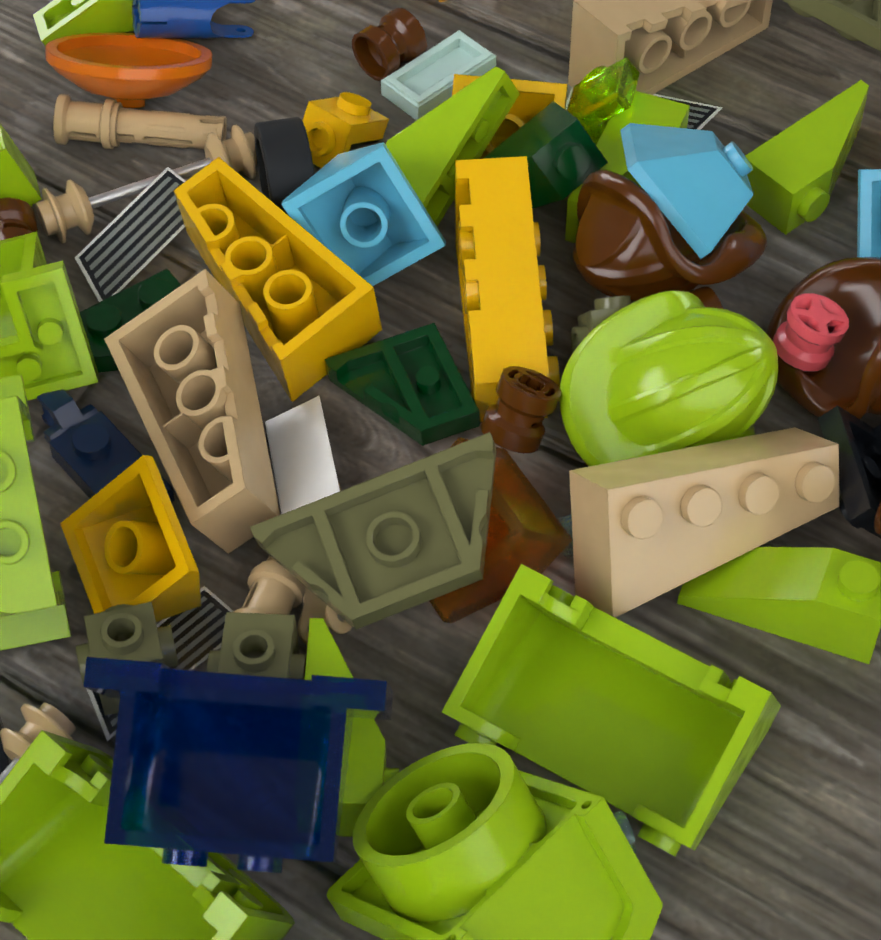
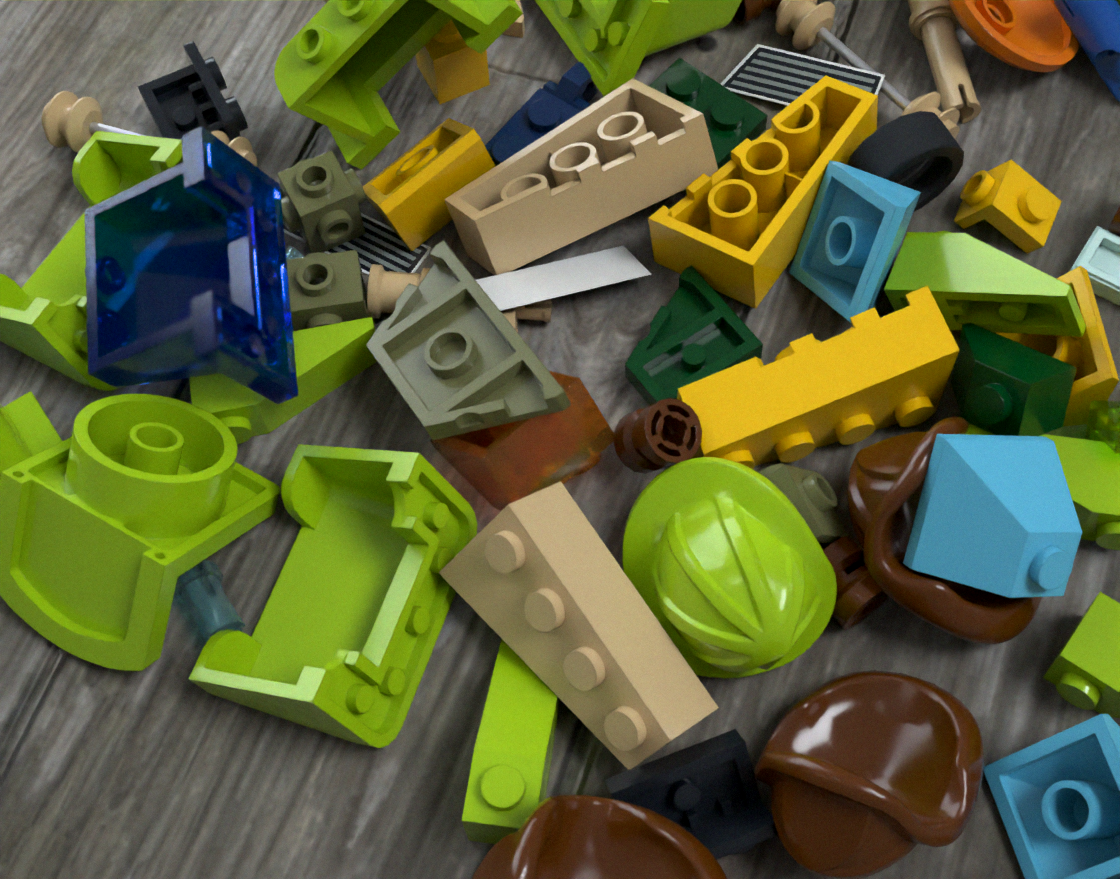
camera: 80 degrees right, 10 degrees up
(810, 332) = (864, 697): coral wheel -> none

